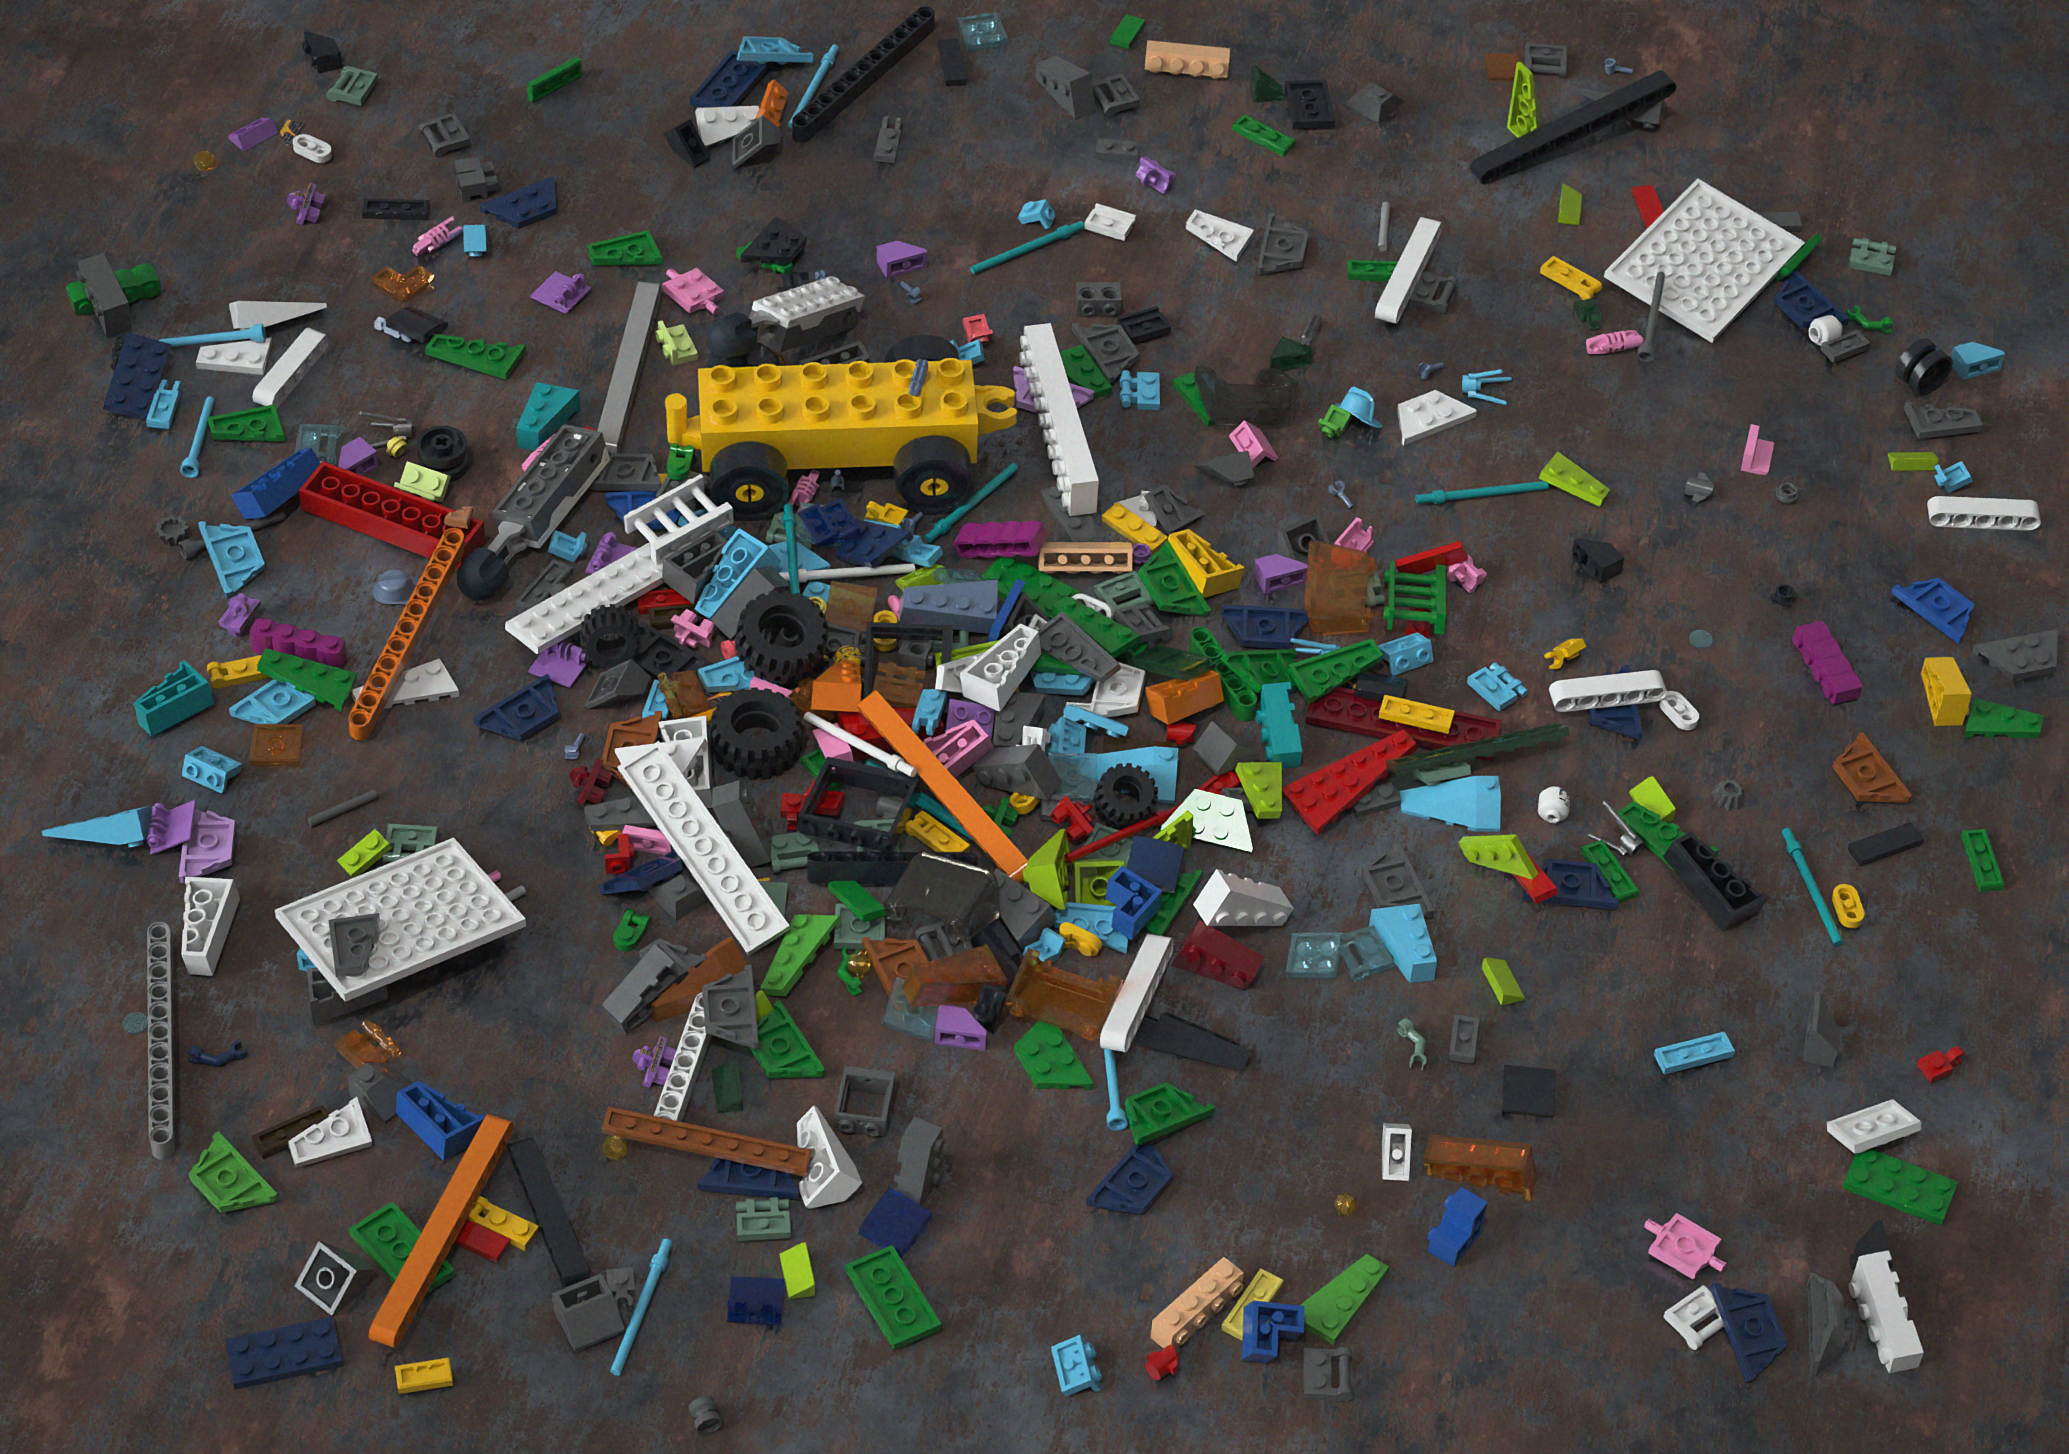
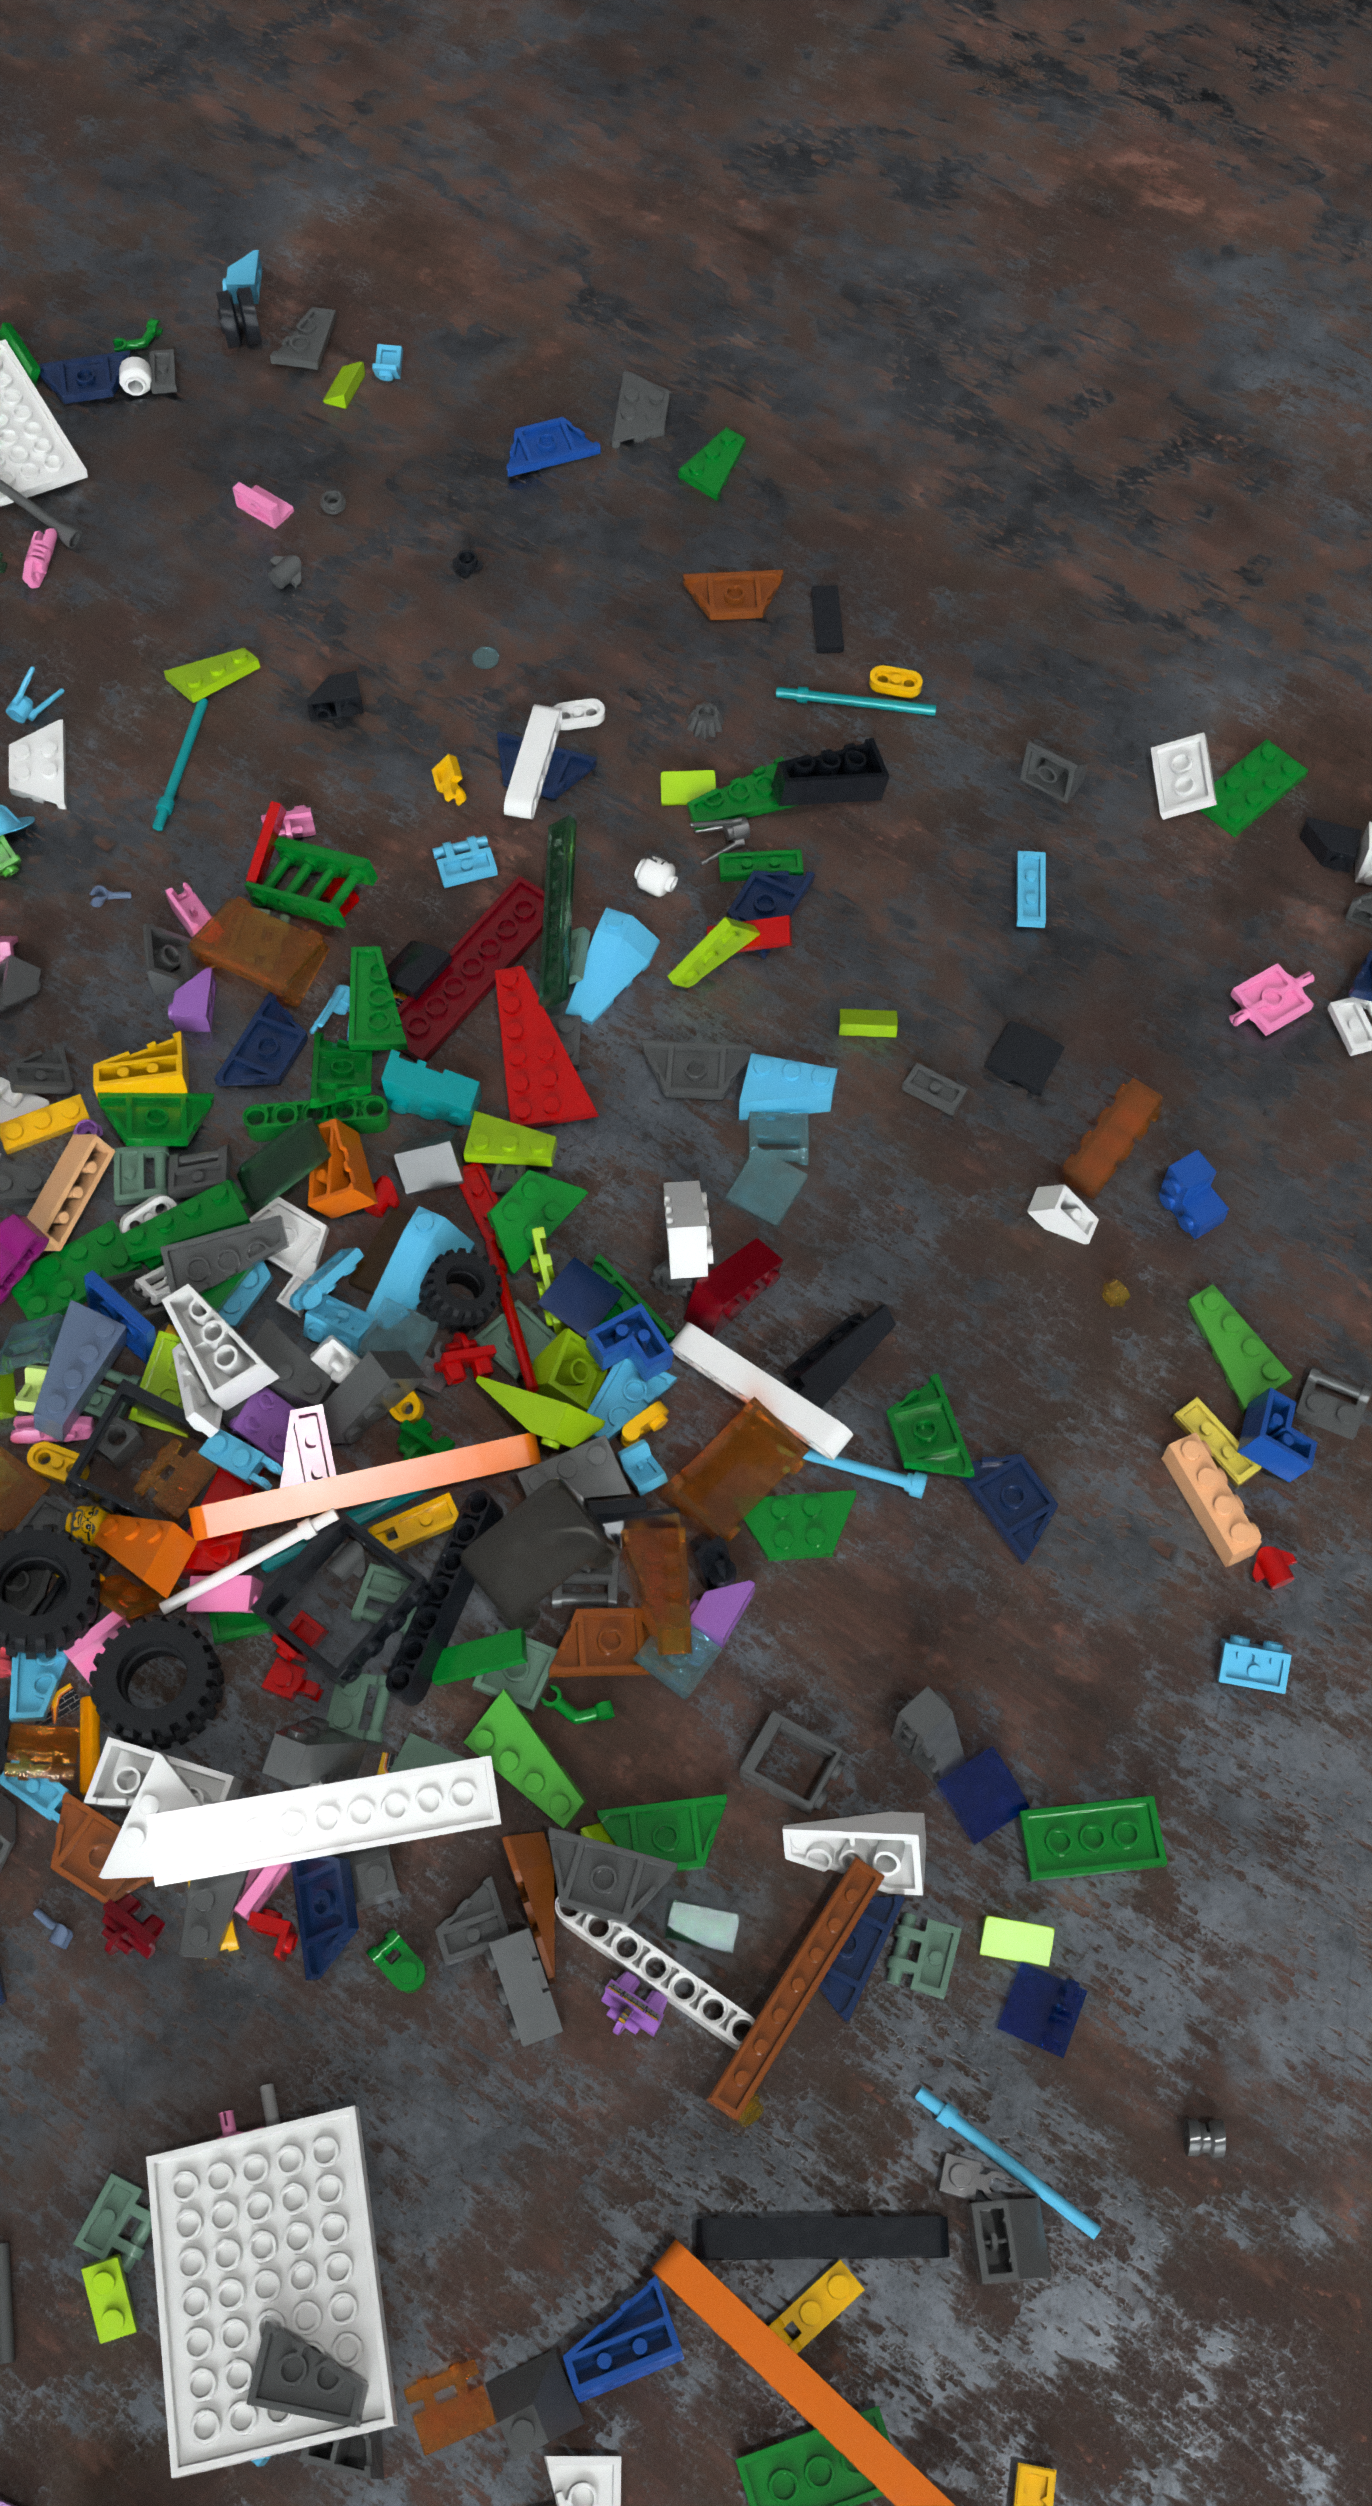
camera: 65 degrees left, 15 degrees up
(482, 1241) = (829, 2352): red tile -> none
(859, 963) = (575, 1691): clear yellow plate -> none
(1407, 653) = (375, 923): medium azure bracket -> none
(1407, 1029) = (899, 1138): sand green arm -> none
(1416, 714) = (479, 949): yellow plate -> none
(1827, 662) = (571, 563): magenta brick -> none
(1872, 261) = (58, 302): sand green plate -> none
(1937, 1066) = (1116, 695): red plate -> none
(1945, 691) = (663, 484): yellow wedge -> none
(1982, 860) = (879, 552): green tile -> none
(1983, 513) = (447, 360): white beam -> none

